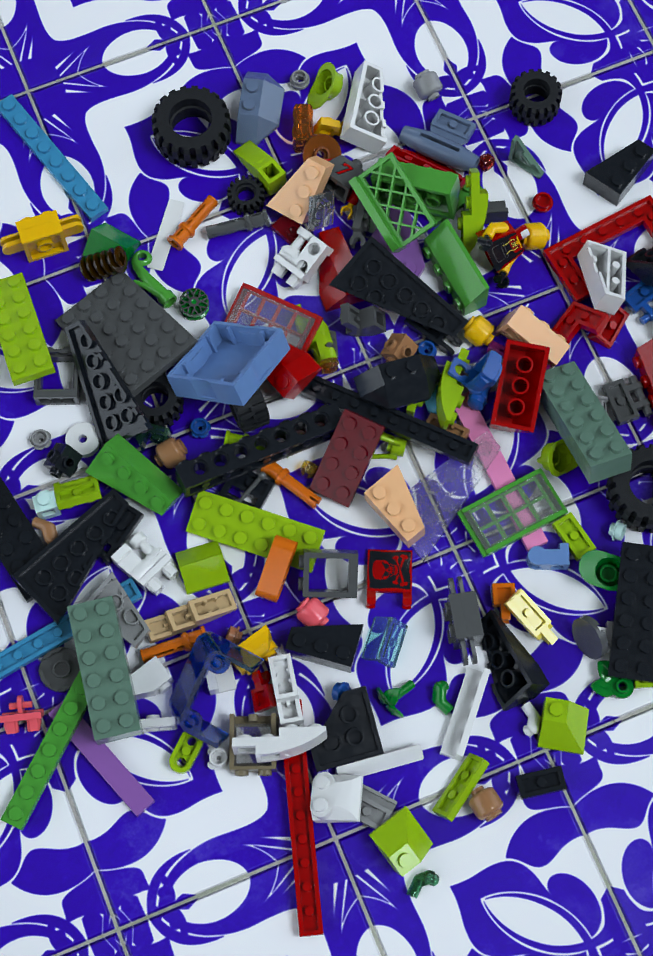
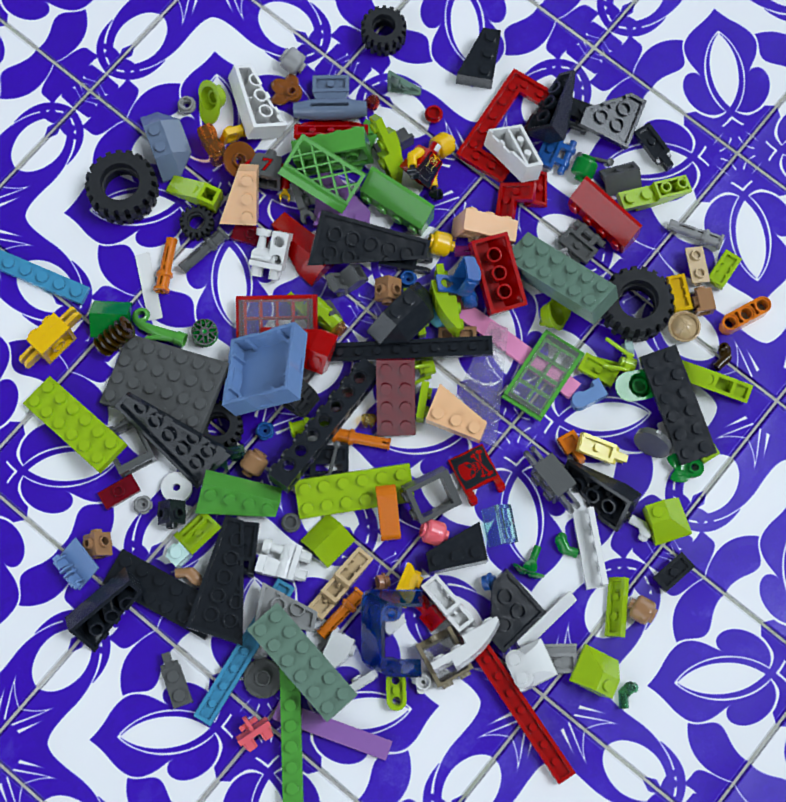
camera: 30 degrees left, 5 degrees up
(25, 416) = (119, 492): none -> dark red plate
(175, 530) = (290, 522): none -> dark grey plate
(321, 210) = (266, 206): clear piece -> none
(378, 471) = (425, 393): none -> lime plate
(406, 111) = (283, 90): none -> dark orange plate
(605, 543) = (624, 364): none -> lime plant

